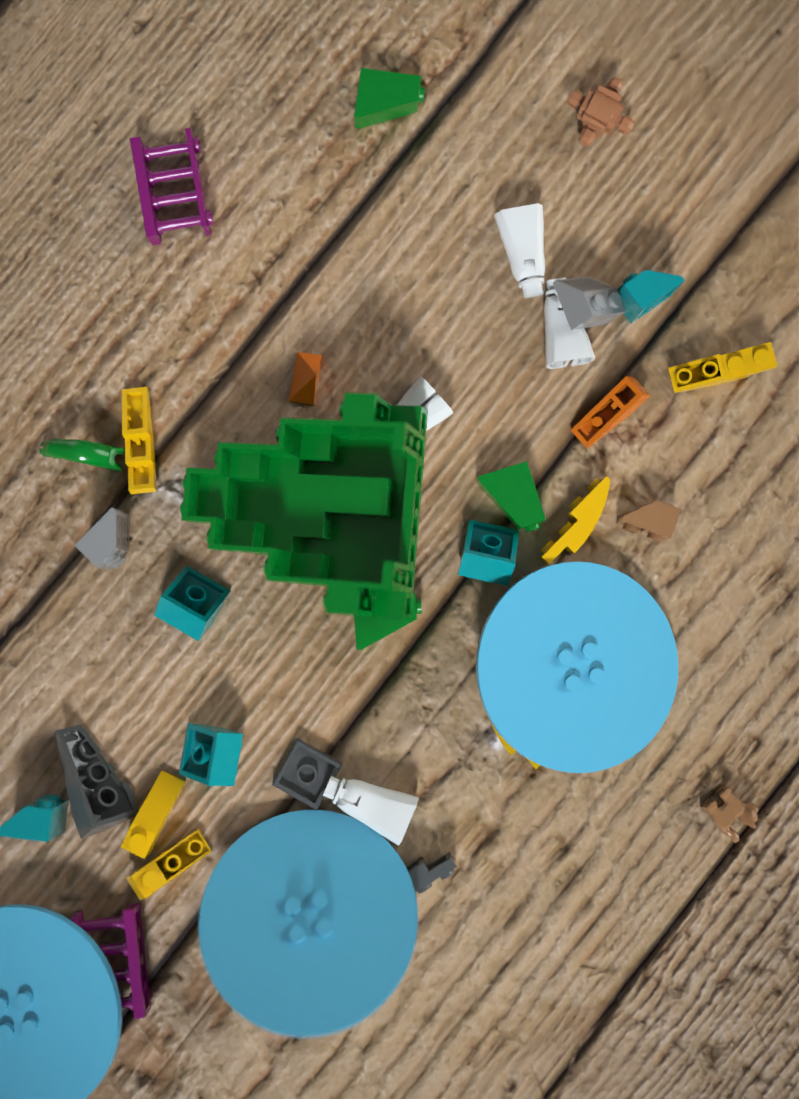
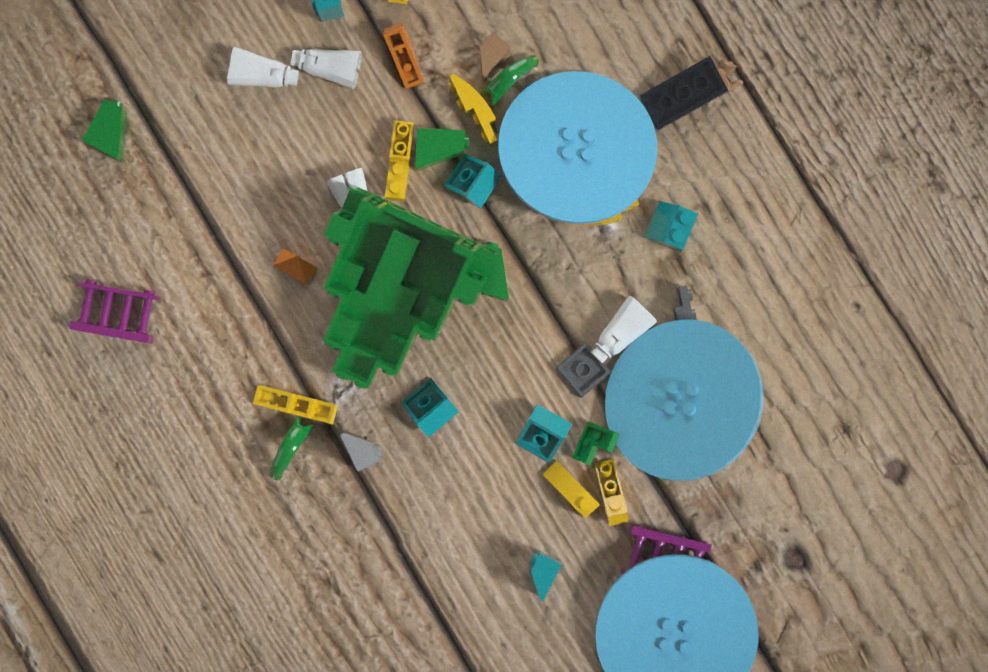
camera: 65 degrees left, 0 degrees up
(93, 788) = (538, 527): dark grey wedge -> none
(225, 818) = (592, 438): none -> green plate
(479, 455) = (399, 161): none -> yellow slope
(524, 818) = (671, 225): none -> teal slope
(588, 302) = (317, 40): light grey slope -> none
(631, 549) = (508, 77): none -> green piece
(696, 774) = (684, 93): none -> black tile

